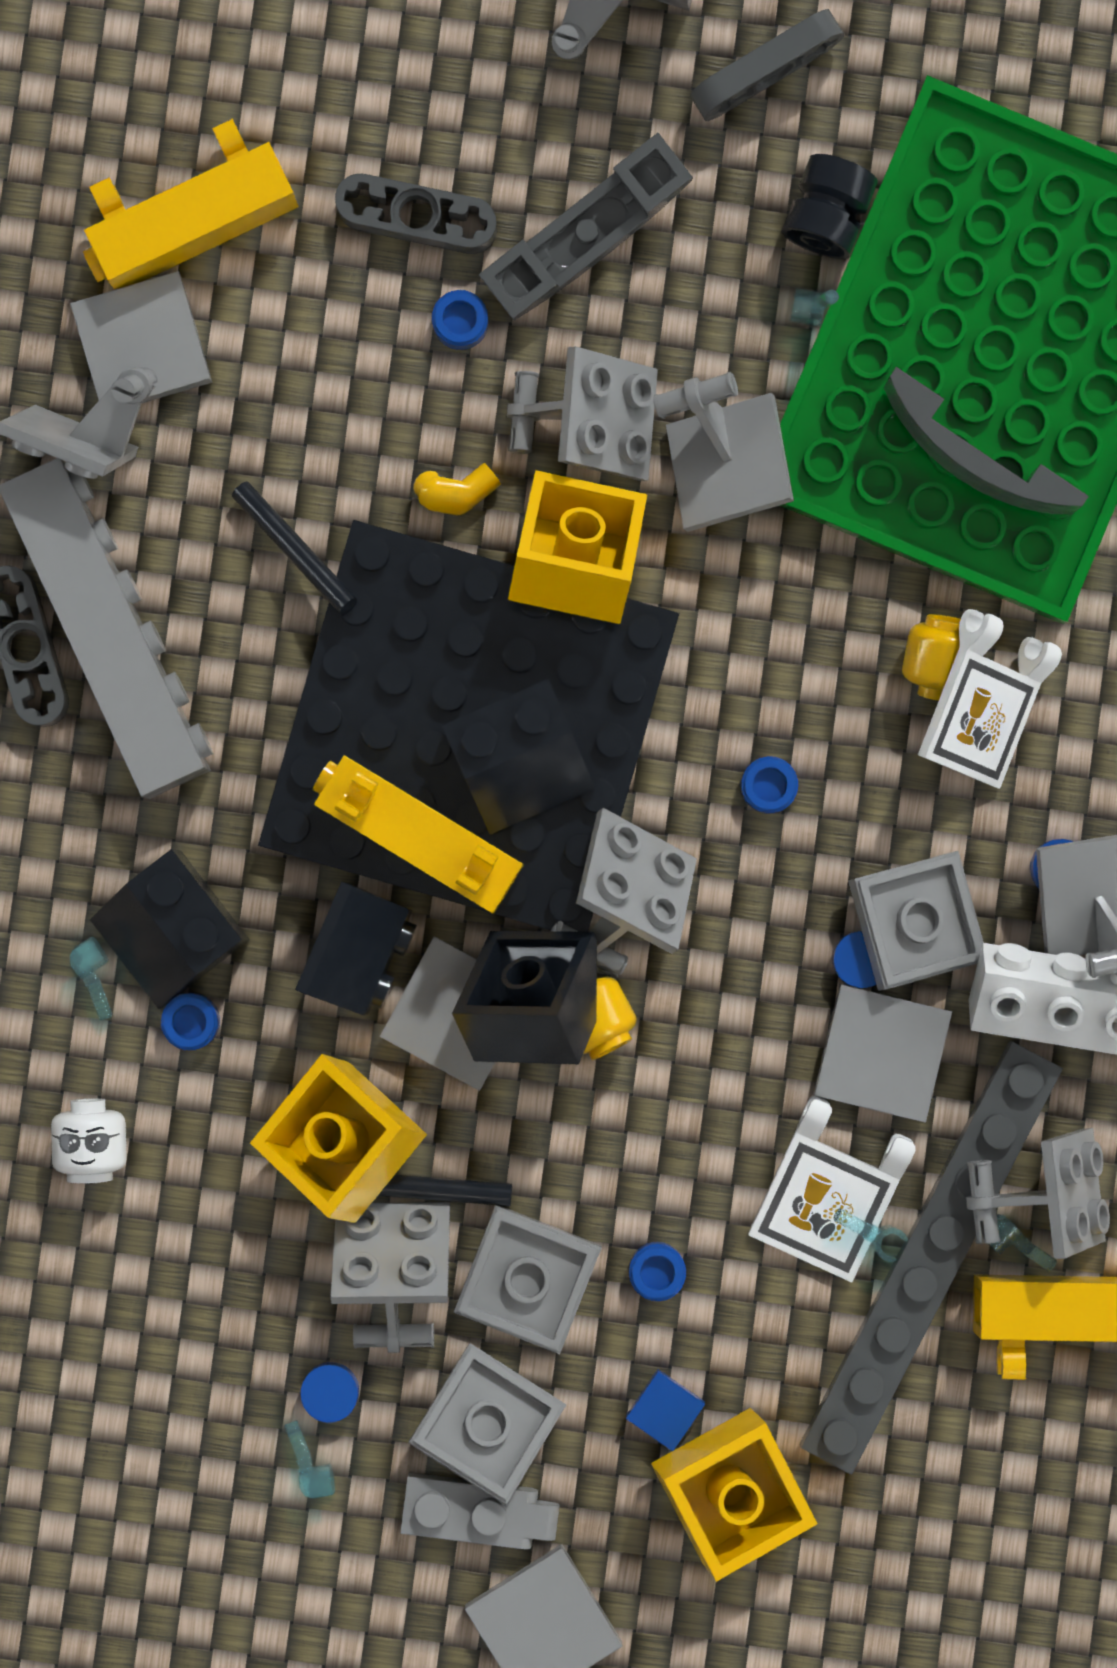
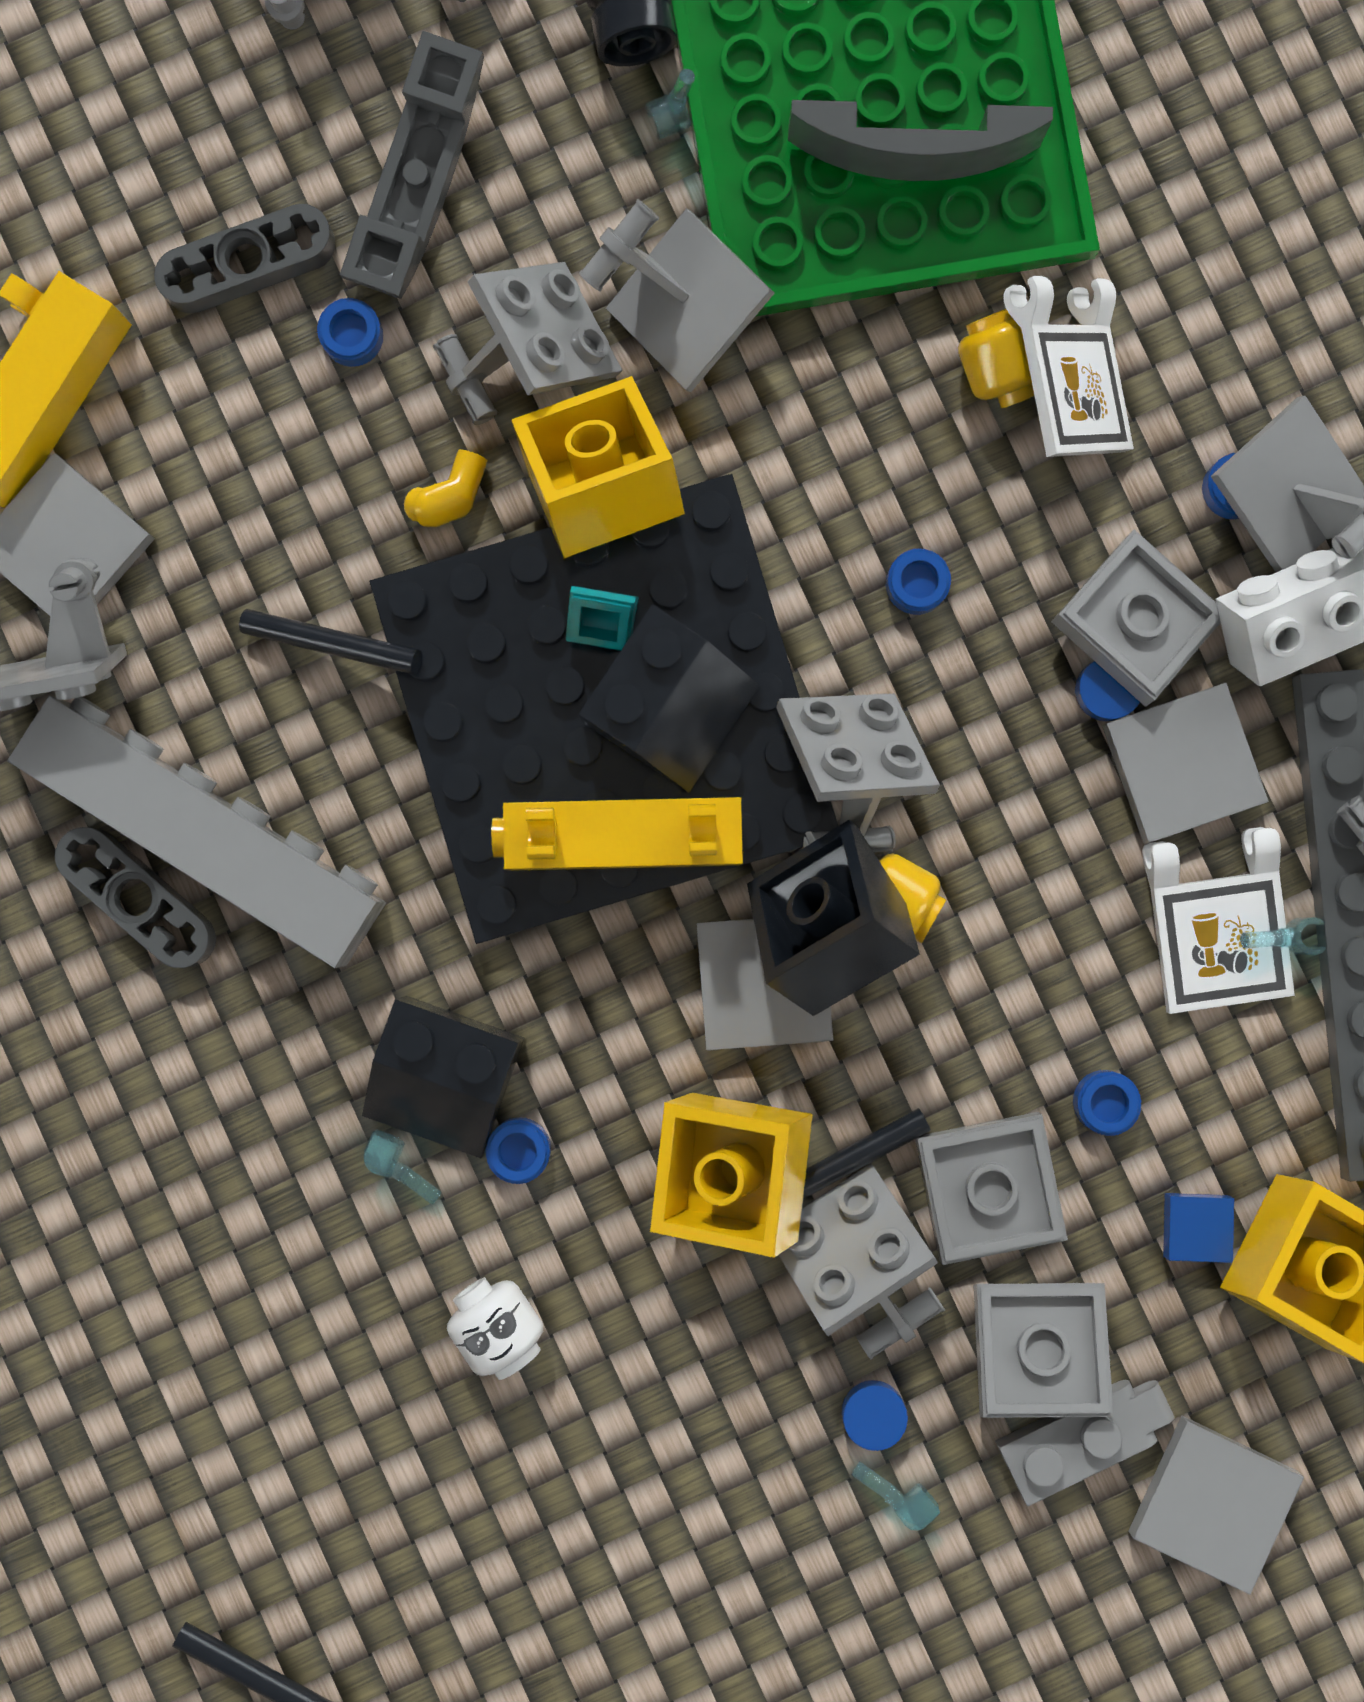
camera: 40 degrees left, 0 degrees up
(356, 950) = (633, 983): black slope -> none
(508, 660) = (600, 617): none -> teal slope

